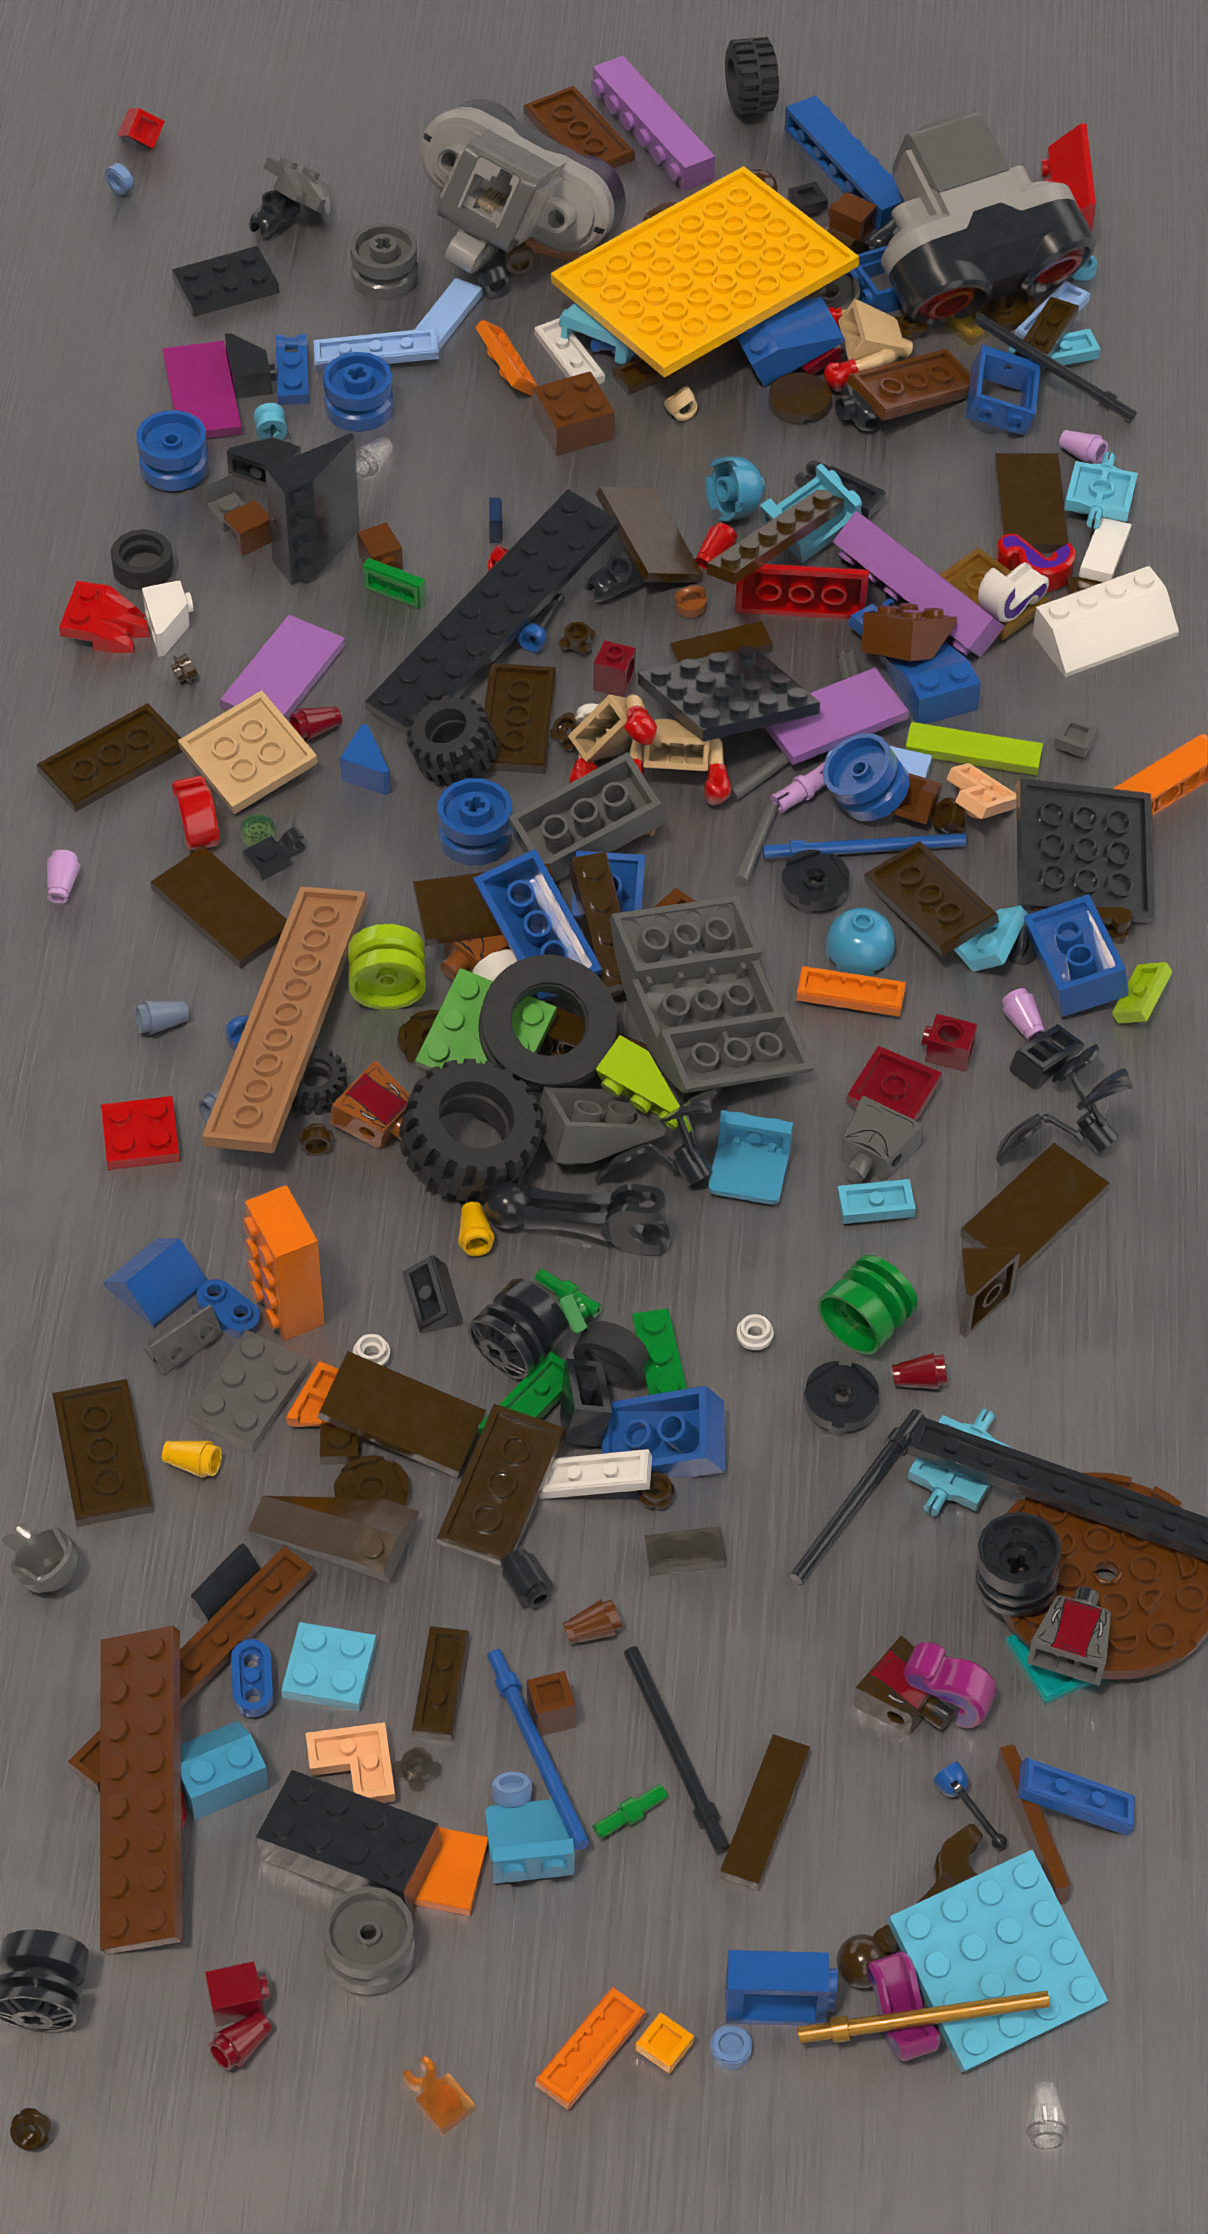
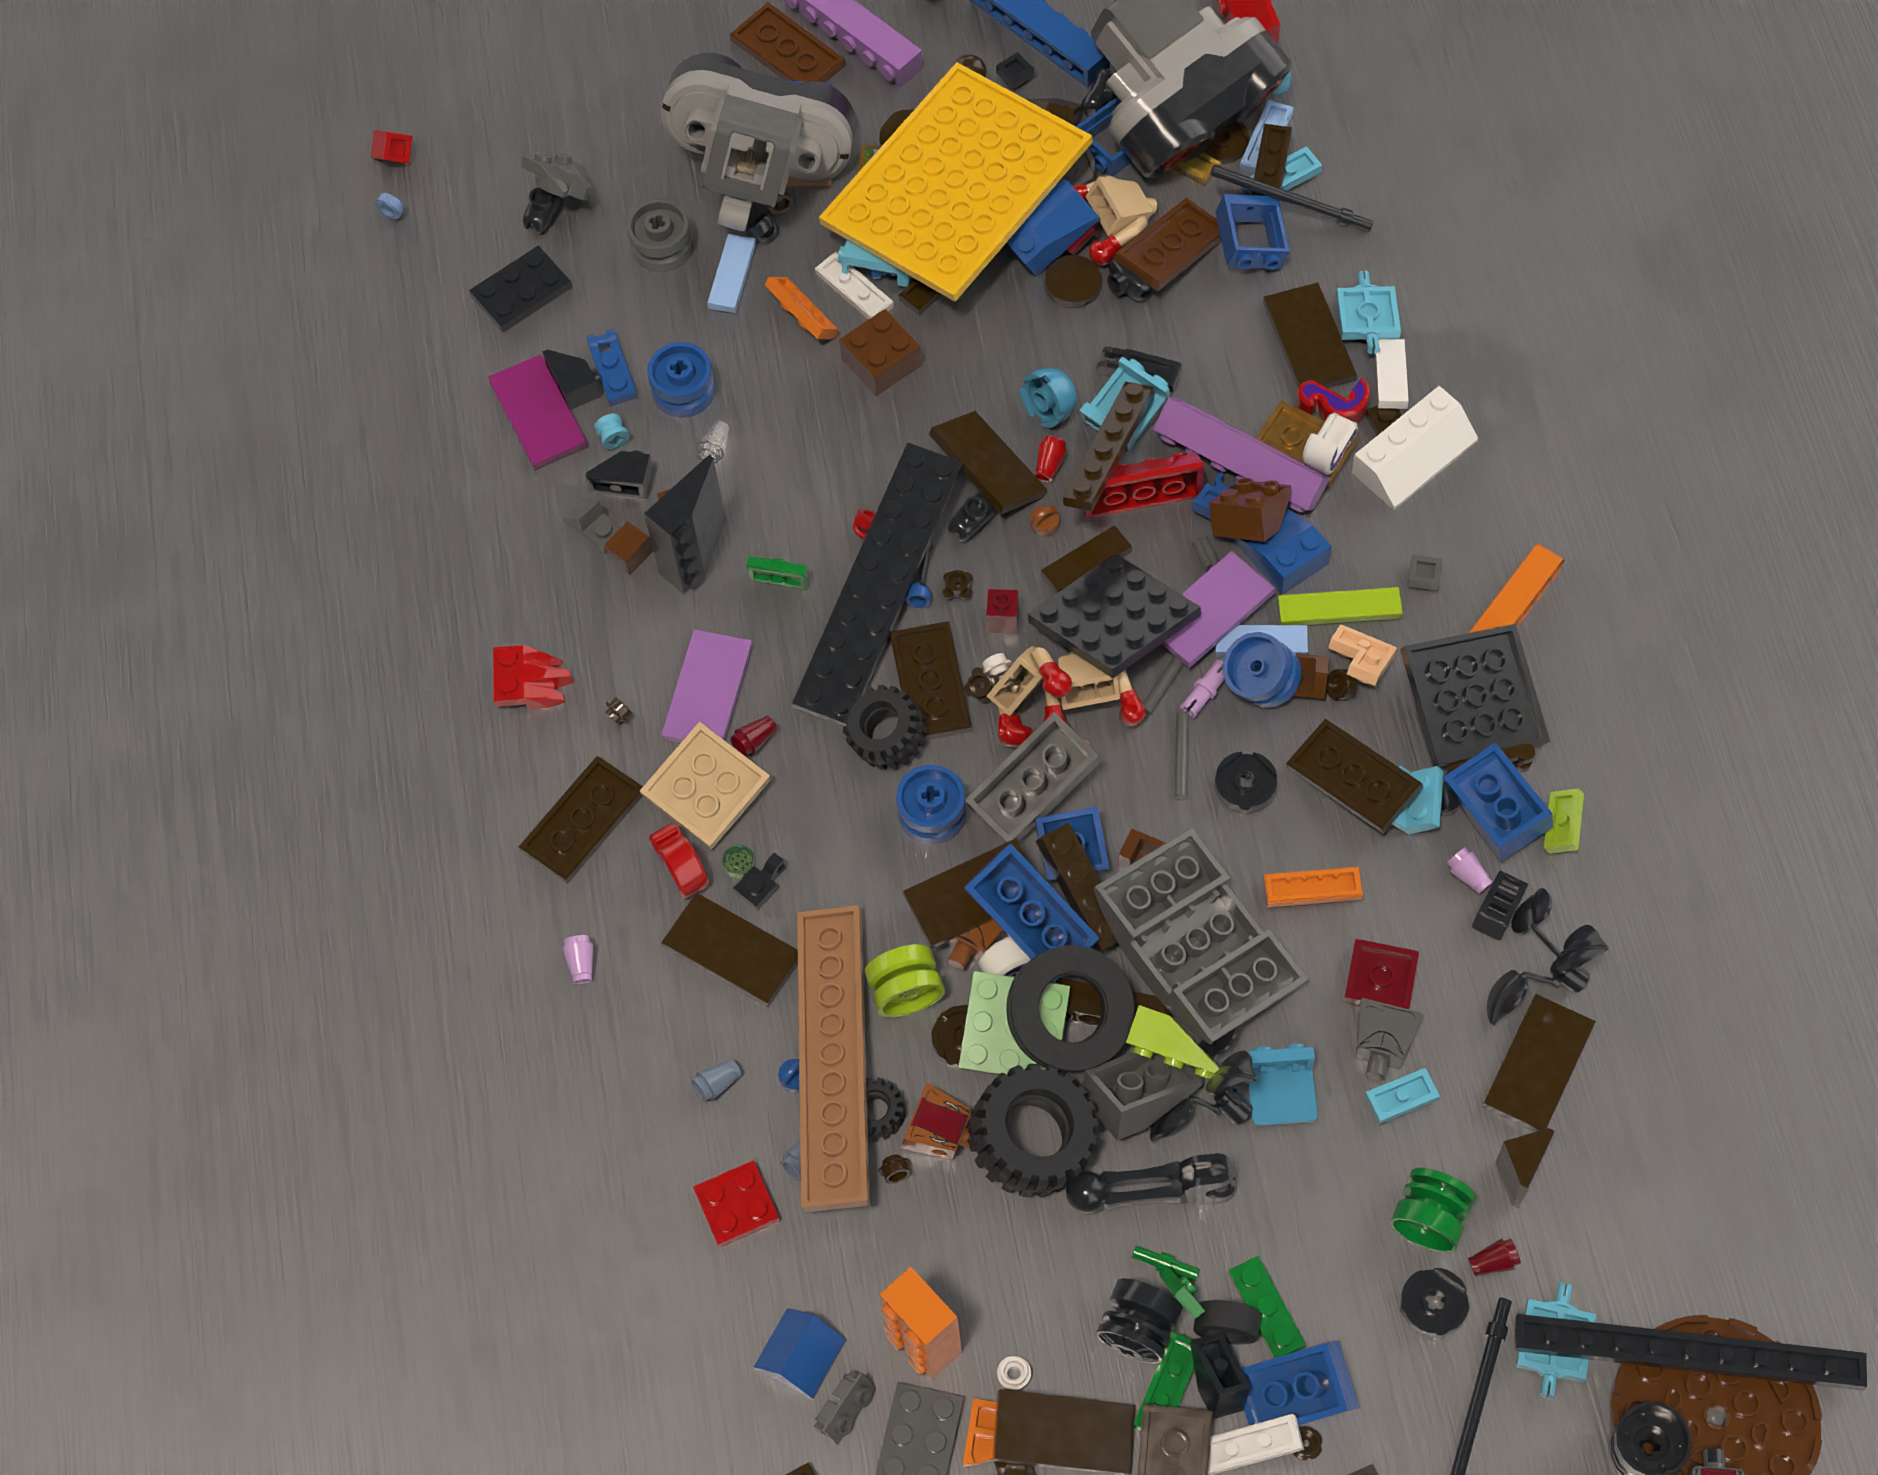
camera: 10 degrees left, 10 degrees up
(138, 542) = (535, 587): black tyre -> none
(167, 613) = (584, 658): white slope -> none
(172, 450) = (534, 486): blue wheel -> none
(227, 1306) = (872, 1362): blue plate -> none
(364, 764) = (812, 768): blue slope -> none
(380, 545) = (754, 539): reddish brown brick -> none
(390, 346) = (681, 327): light blue tile -> none
(432, 1295) = (1047, 1298): black slope -> none
(475, 1231) = (1065, 1225): yellow cone -> none
(495, 519) = (846, 482): dark blue tile -> none
(678, 401) = (969, 314): tan tile -> none
(755, 1324) = (1343, 1249): white plate -> none
(853, 216) = (1061, 80): reddish brown brick -> none
(860, 942) = (1305, 835): dark azure cylinder -> none
(863, 845) = (1220, 751): blue bar -> none
(910, 330) = (1148, 187): dark brown plate -> none
(949, 1042) = (1424, 907): dark red brick -> none
(1084, 446) = (1339, 269): lavender cone -> none

